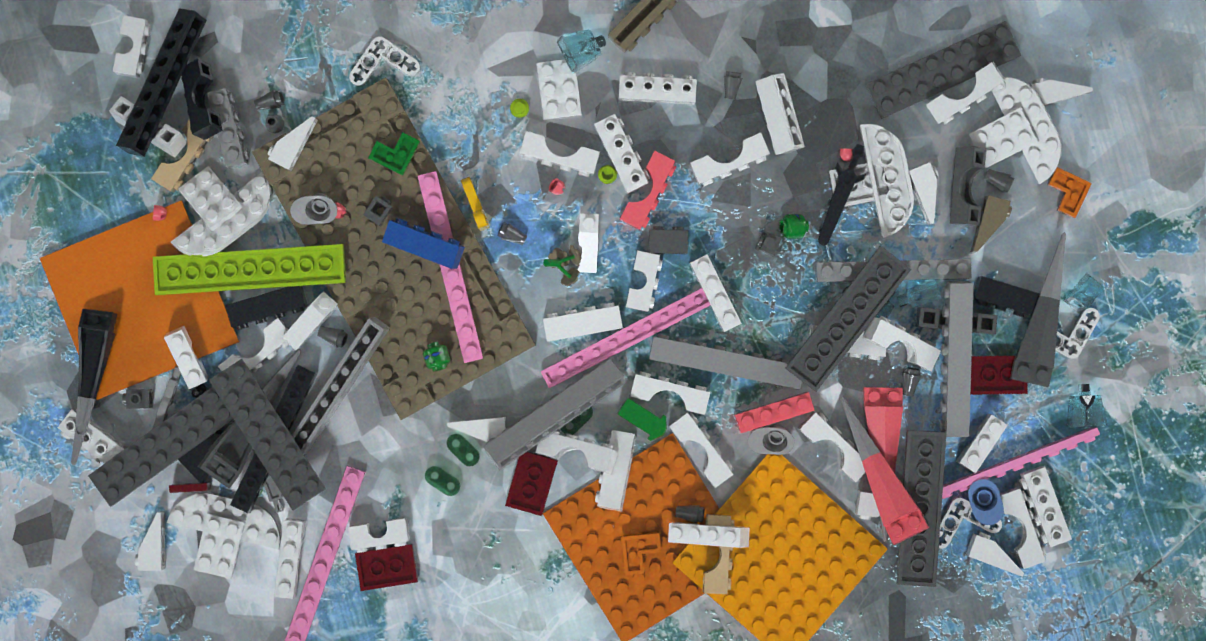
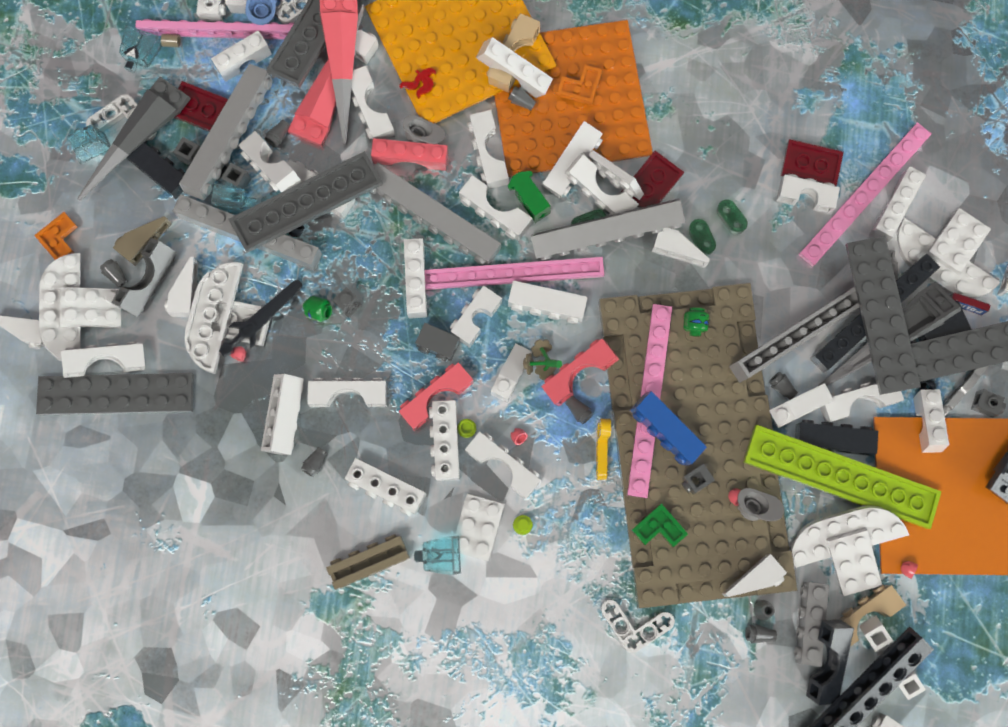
camera: 155 degrees left, 10 degrees down
(536, 246) = (560, 386): none -> coral arch
(568, 468) = (616, 175): none -> white plate
(789, 492) = (426, 80): none -> red piece
(1059, 431) = (170, 40): none -> dark tan hinge

